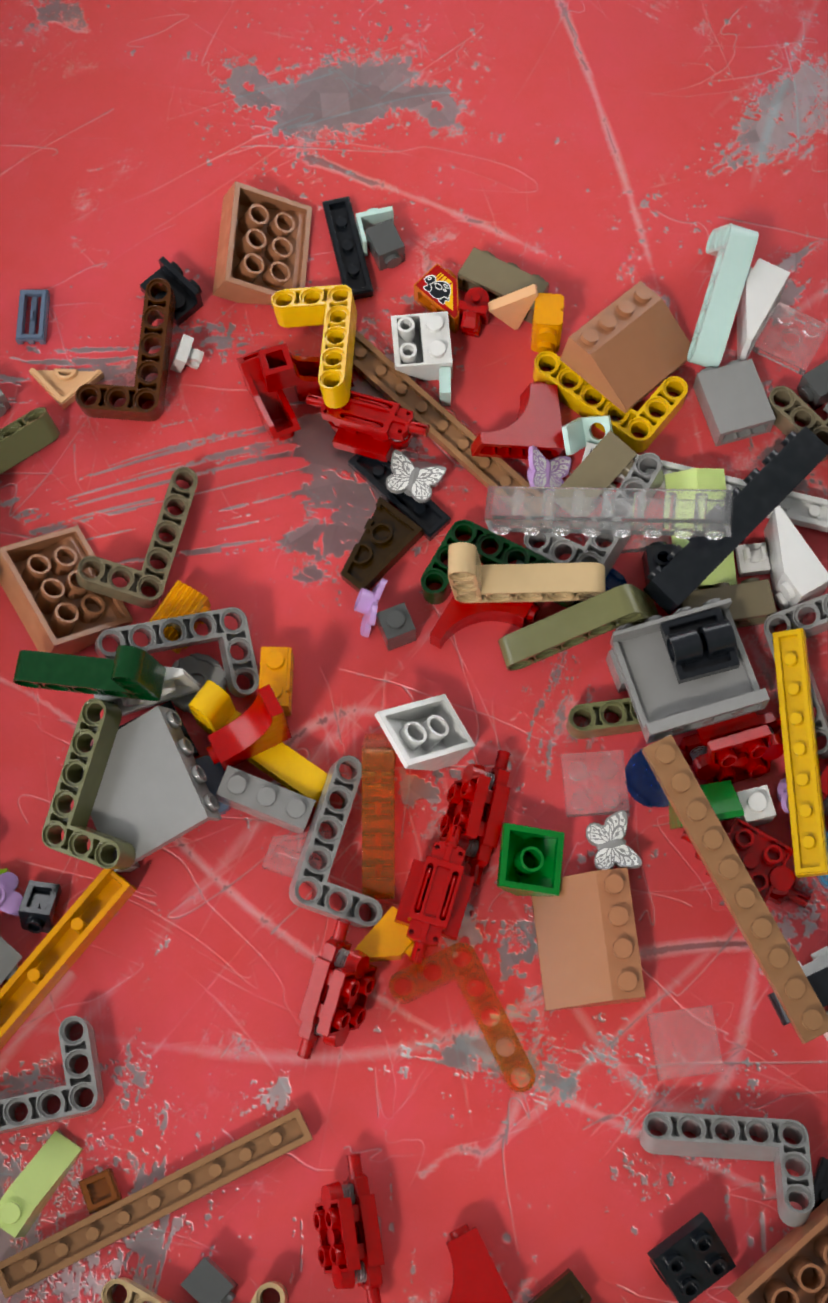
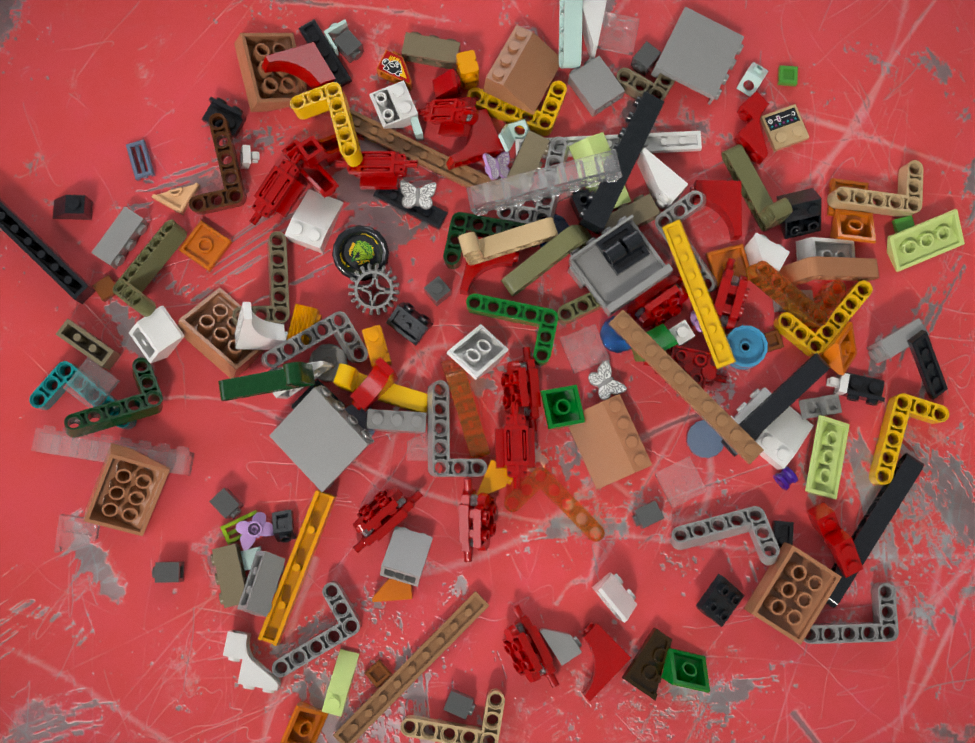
camera: 25 degrees left, 10 degrees up
(79, 461) = (205, 246): none -> orange tile
(84, 791) = (287, 452): olive beam -> none
(102, 601) = (257, 333): none -> white arch
(174, 1061) = (392, 591): none -> orange slope
(177, 930) = (382, 515): none -> red piece
(208, 1014) = (406, 556): none -> light grey brick
(212, 412) = (279, 190): none -> red piece
(248, 473) = (314, 221): none -> white slope
(295, 606) = (365, 287): none -> light grey gear
(299, 536) = (357, 248): none -> black piece
(309, 246) = (301, 62): none -> arch
(338, 660) = (409, 322): none -> black bracket
(368, 604) = (415, 282): lavender animal -> none
(382, 545) = (411, 243): dark brown wing -> none
(408, 1244) = (562, 644): none -> light grey slope
(474, 311) = (419, 74): red hips -> none
(502, 378) = (452, 114): none -> red piece
(508, 340) = (447, 85): none -> red slope
(508, 705) = (520, 317): none -> green beam
(514, 306) = (444, 64): light nougat tile -> none
(520, 1192) = (615, 596): none -> white slope
(613, 1077) = (647, 515): none -> dark grey brick
(743, 987) = (703, 440): none -> sand blue tile
(752, 559) = (636, 183): white tile -> none

